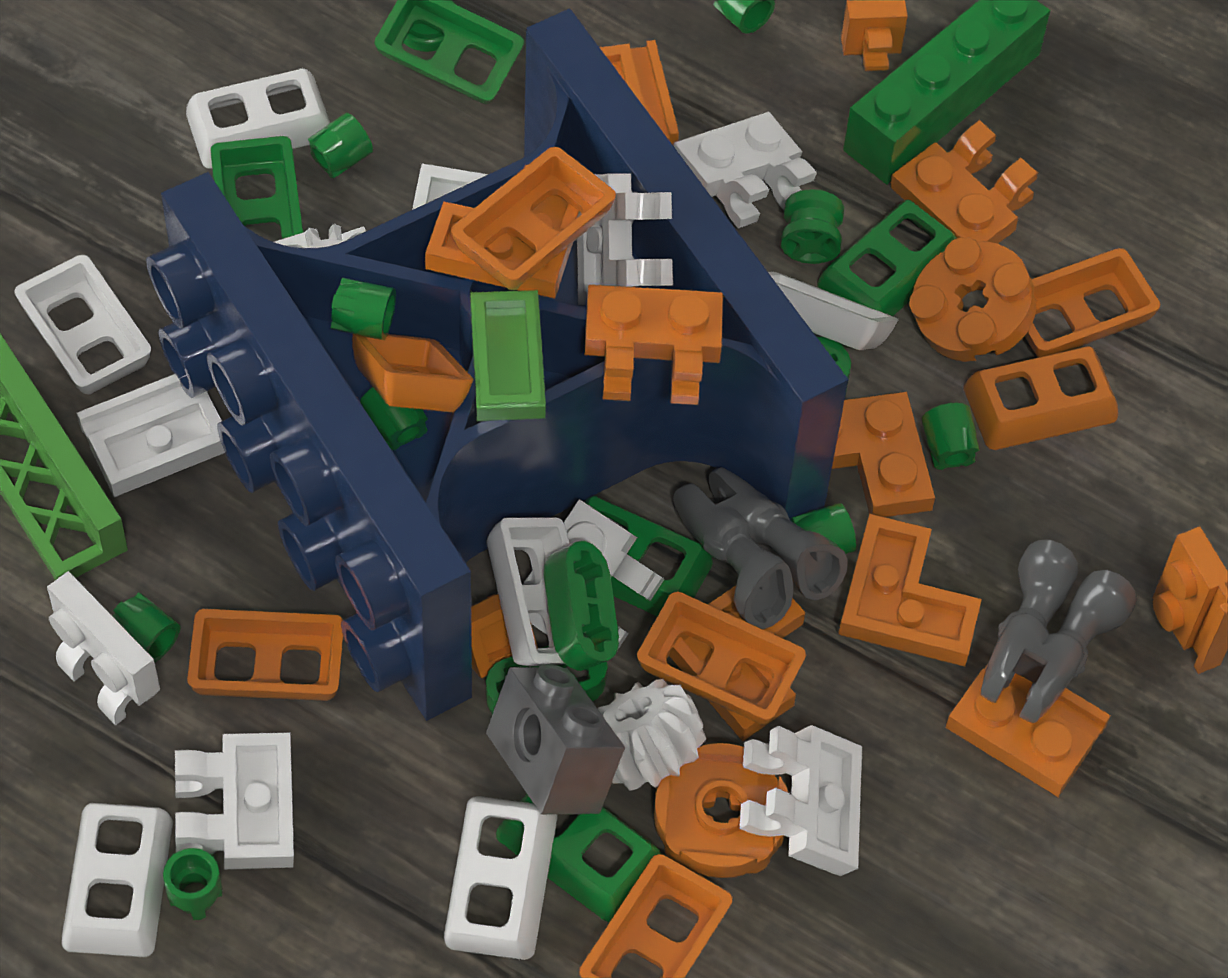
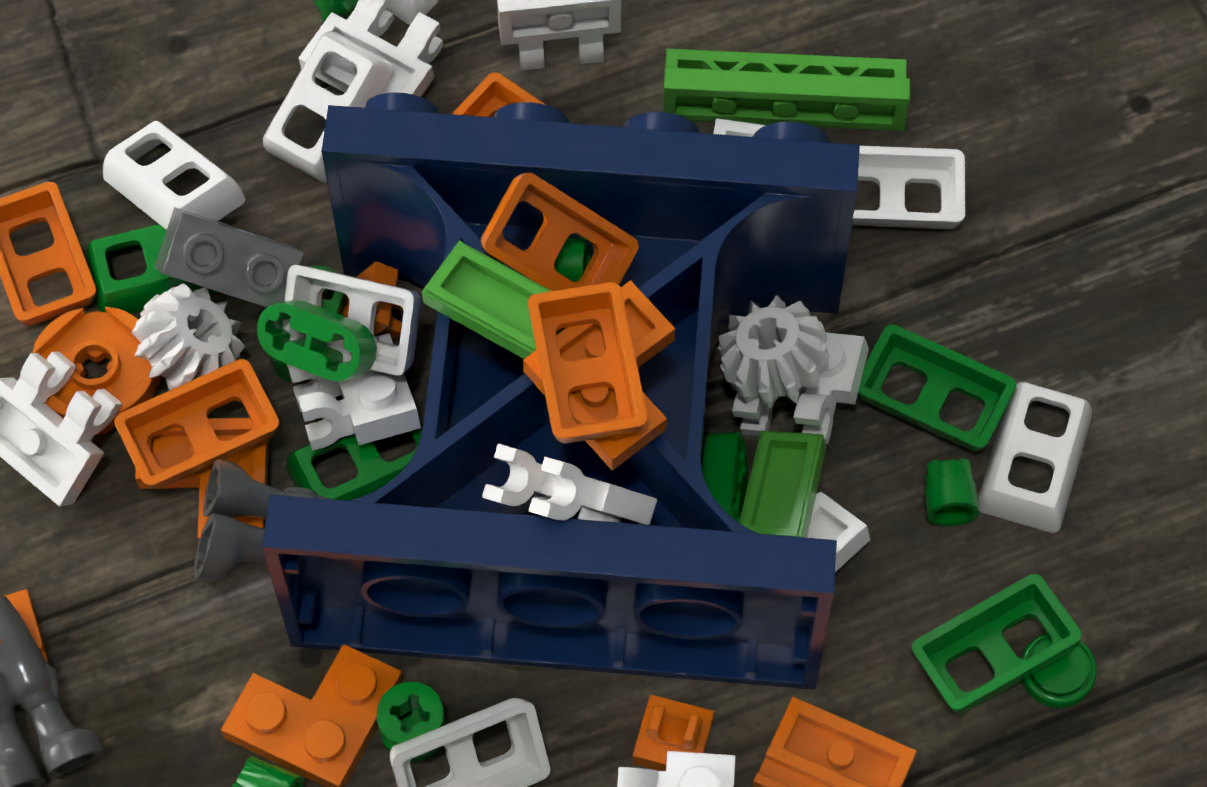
camera: 130 degrees right, 5 degrees up
(147, 625) = (571, 75): green hose -> none
(333, 819) = (368, 82): none -> white piece
(363, 308) = (641, 245): green hose -> none
(653, 325) = (437, 434): orange plate -> none
(832, 523) = (257, 615): green hose -> none
(894, 609) = (158, 618): orange plate -> none

